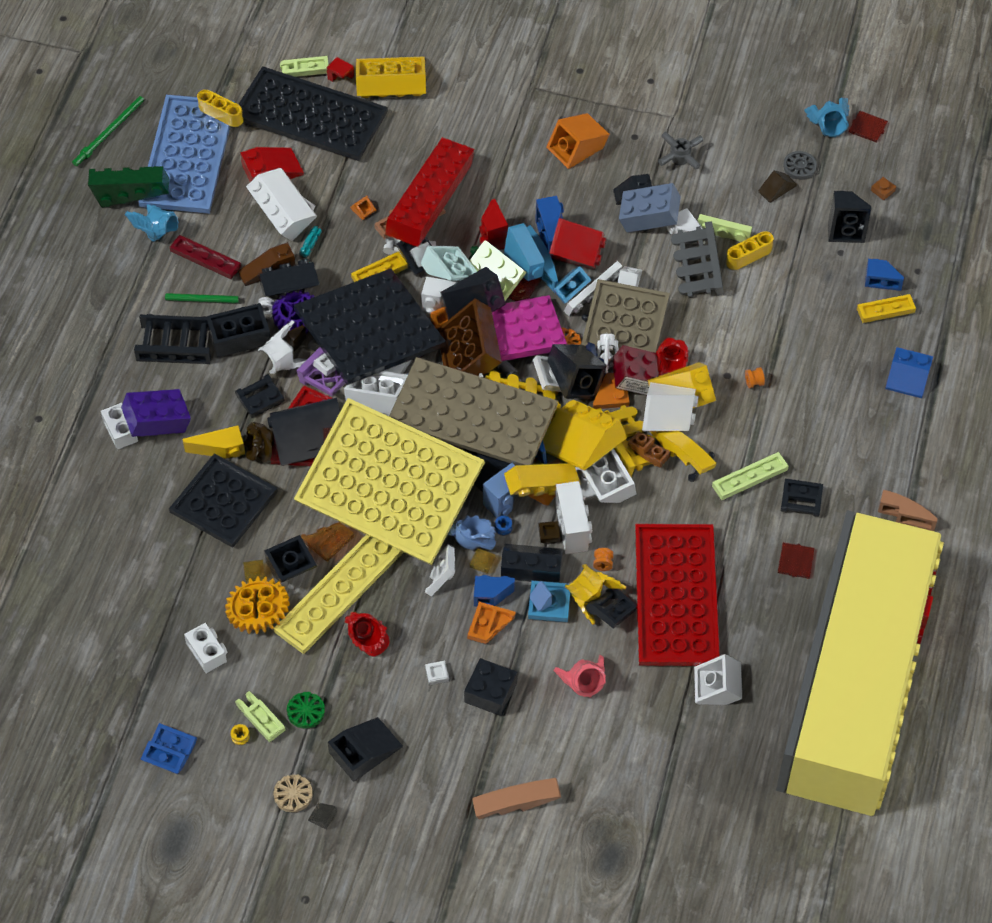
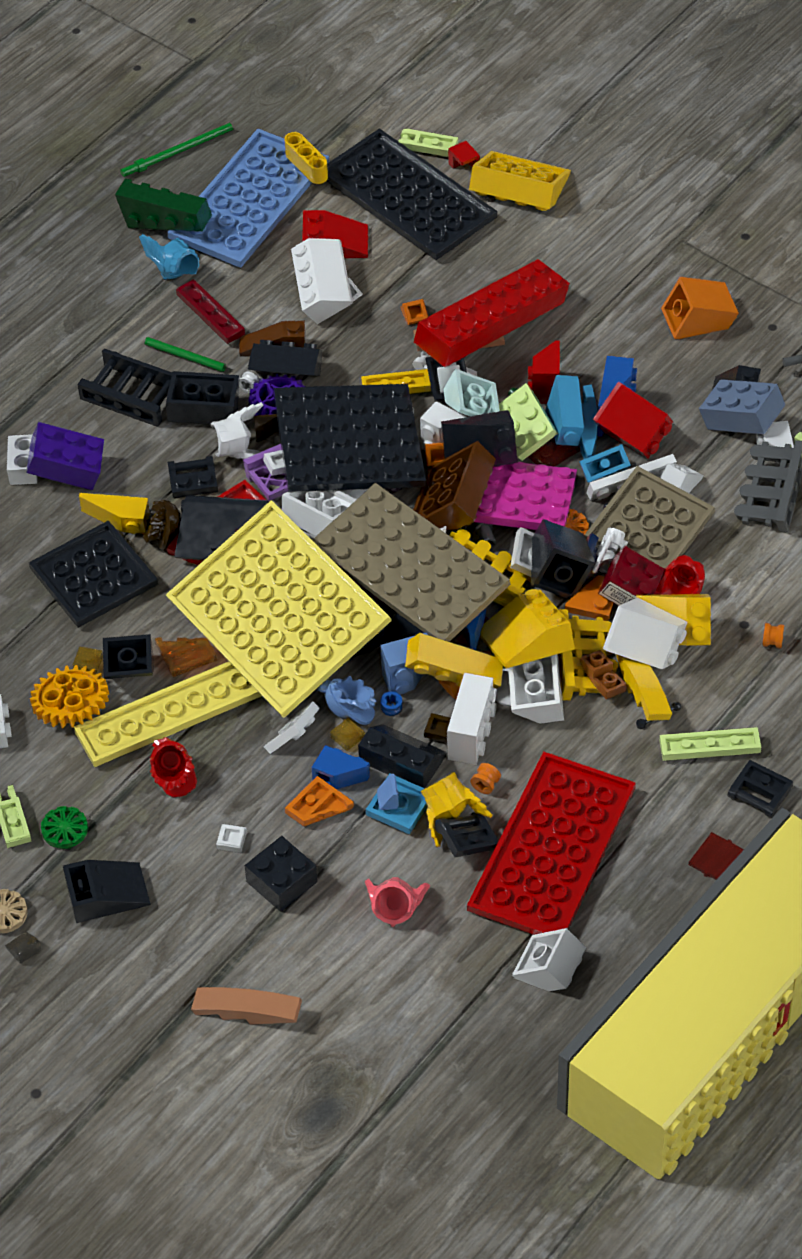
camera: 25 degrees right, 5 degrees down
(310, 241) = (335, 330): teal axle -> none

